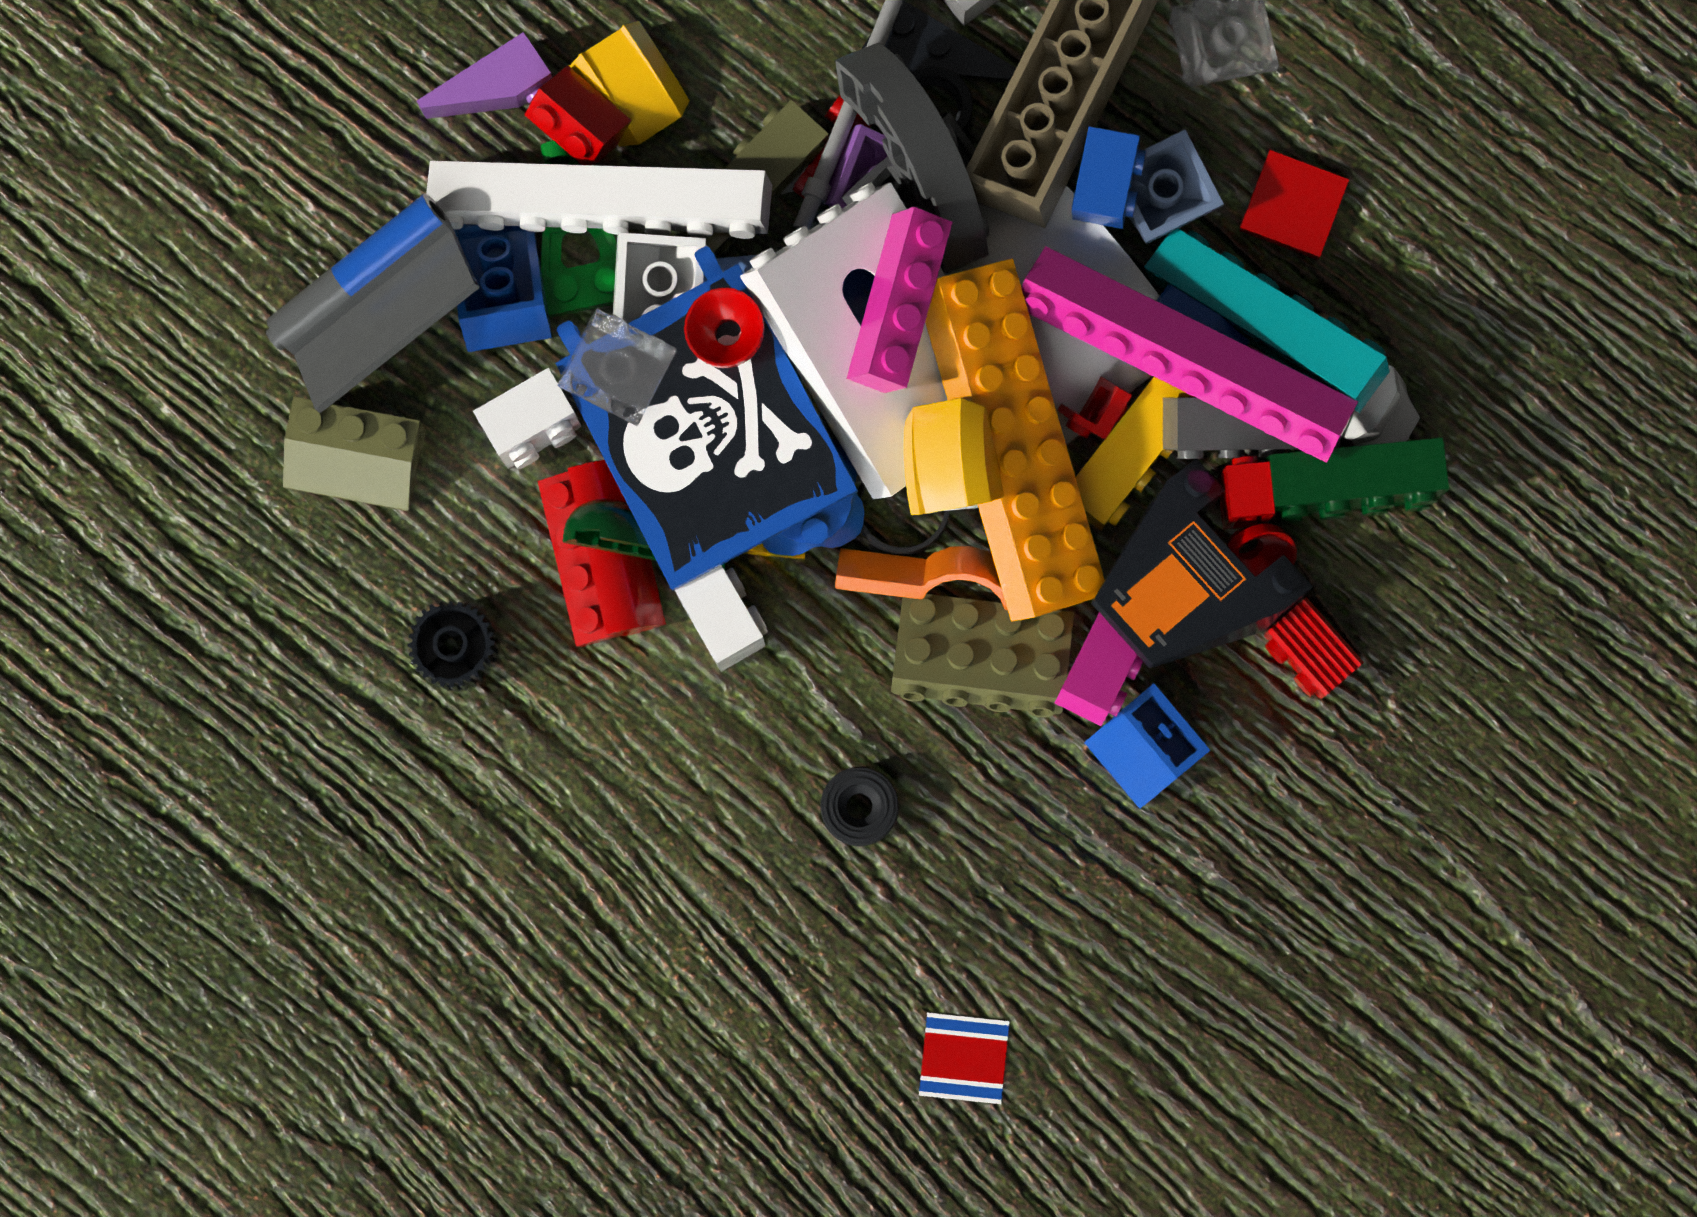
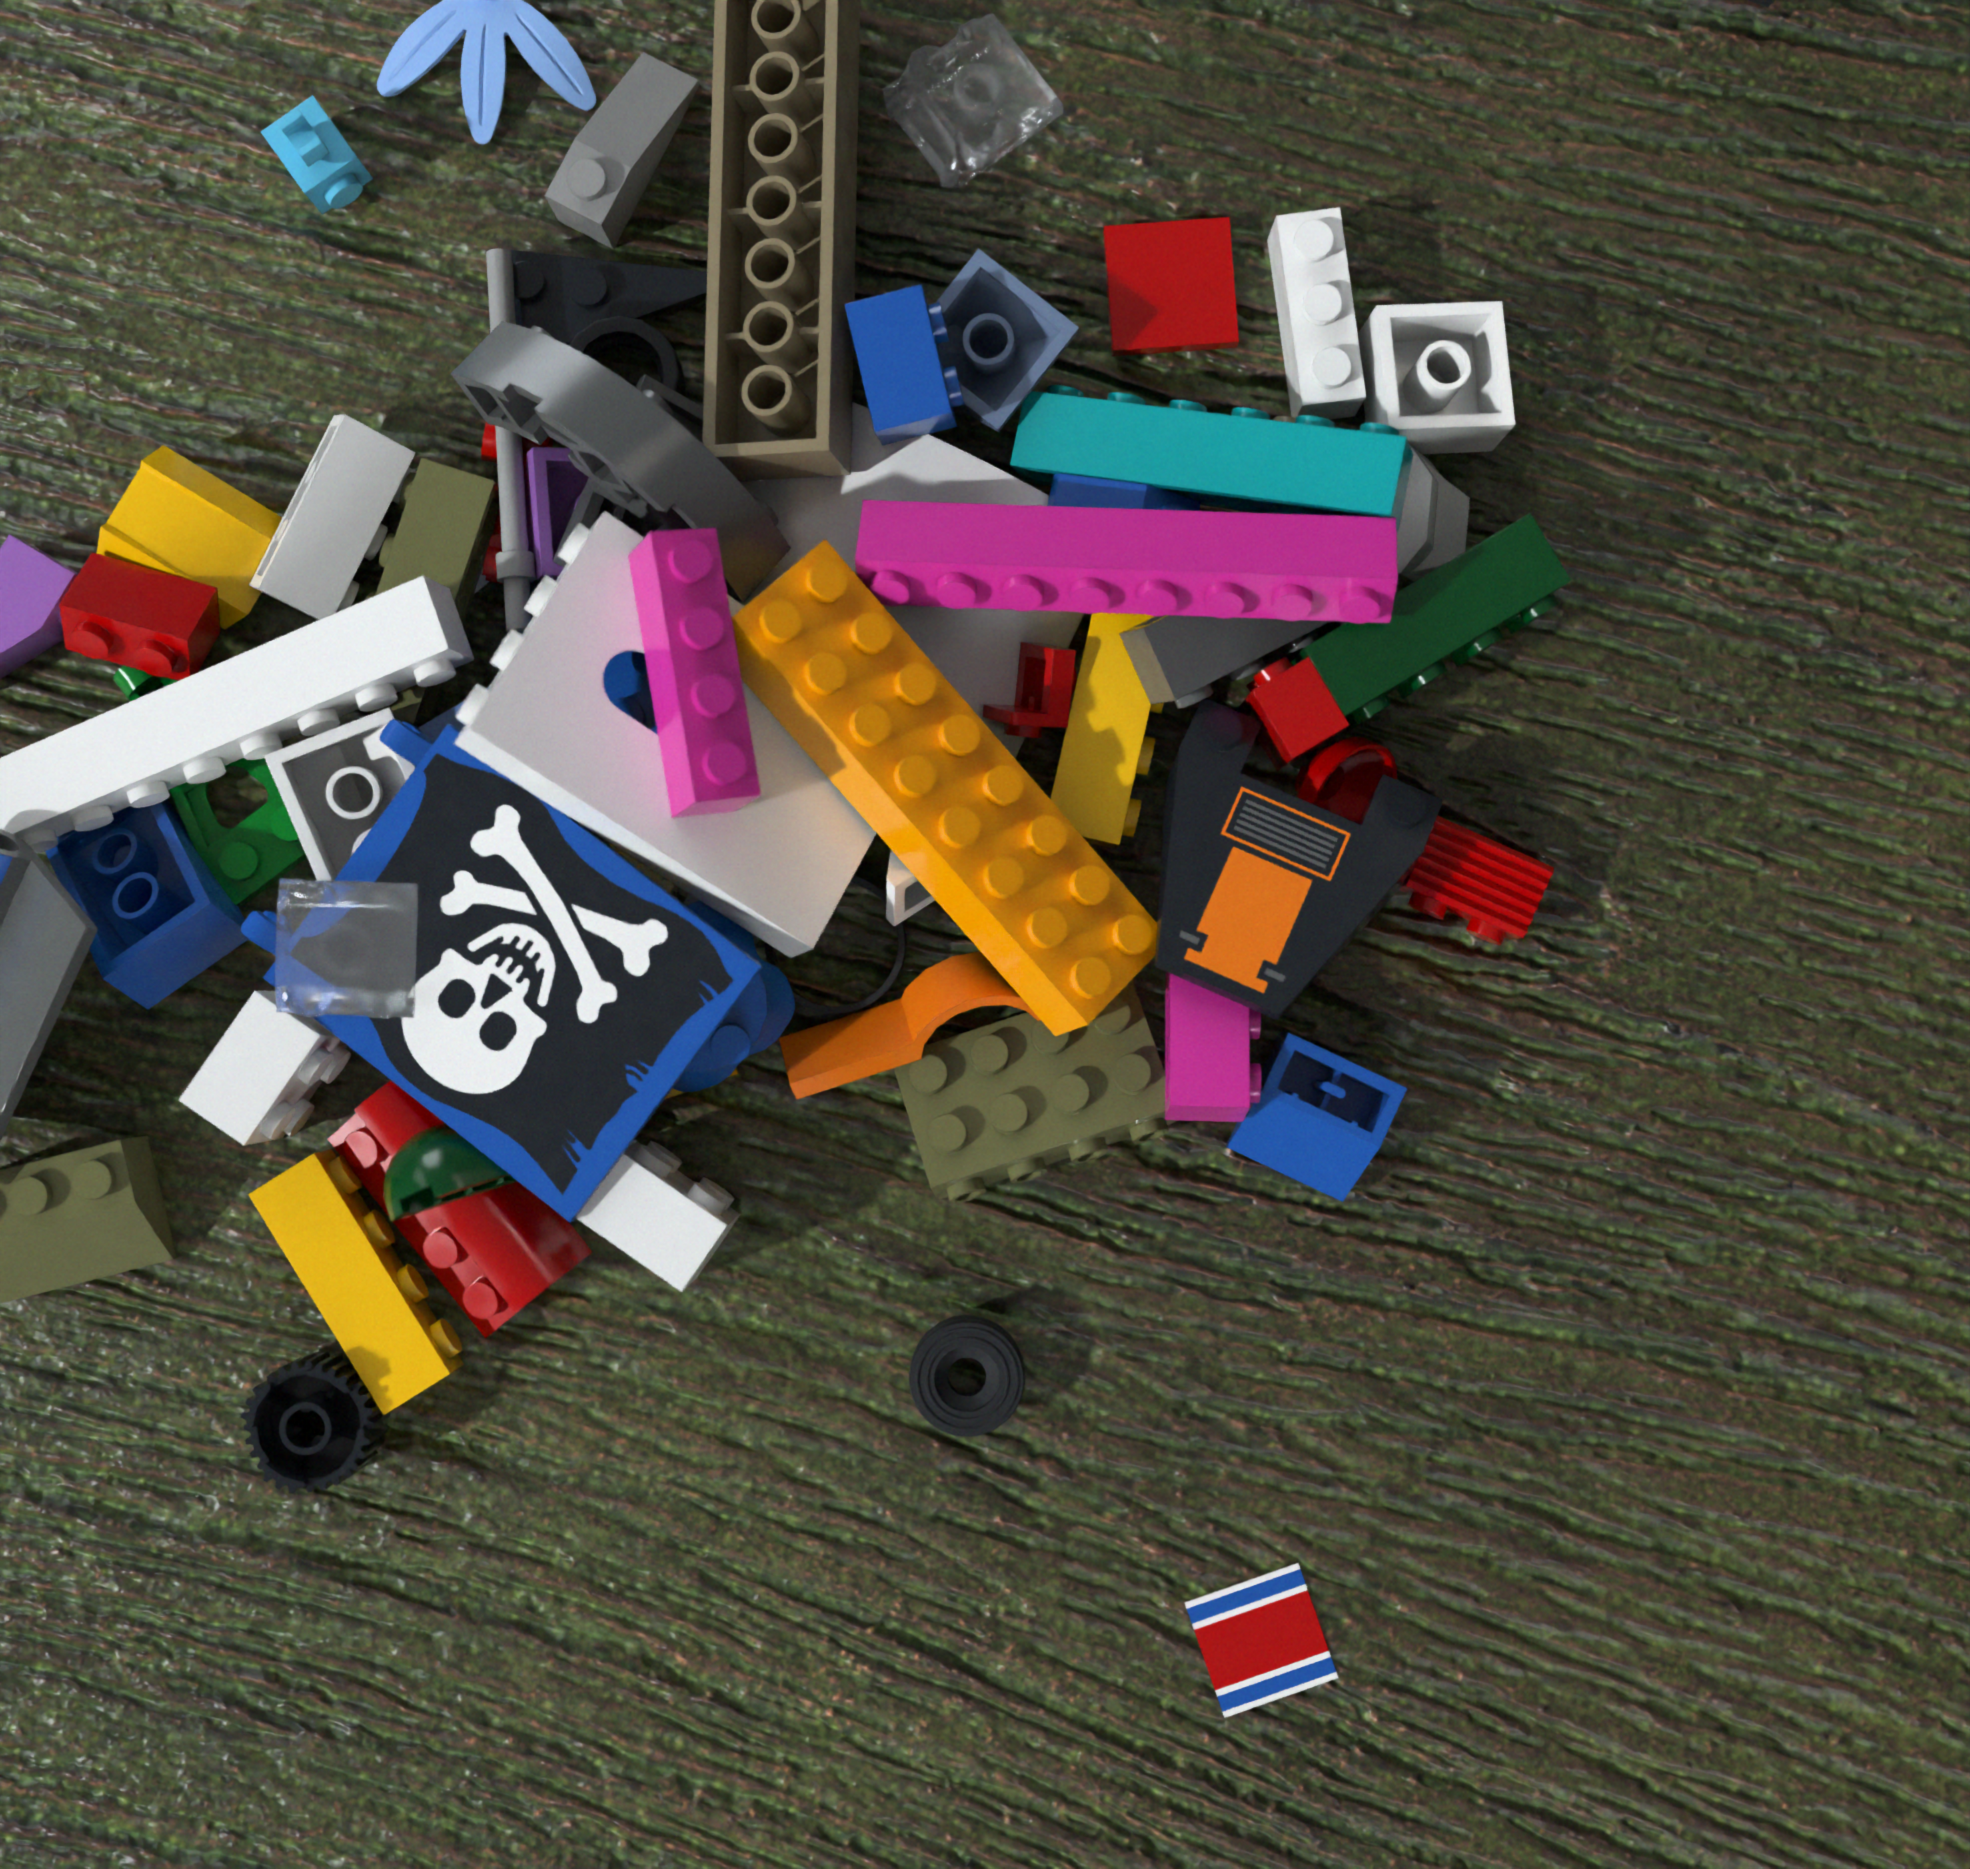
camera: 25 degrees left, 5 degrees up
(516, 573) = (358, 1278): none -> yellow brick
(709, 313) = (436, 822): red piece -> none
(719, 111) = (334, 519): none -> white brick
(949, 457) = (869, 862): yellow slope -> none
(1374, 263) = (1316, 314): none -> white brick
(1430, 333) = (1439, 374): none -> white brick

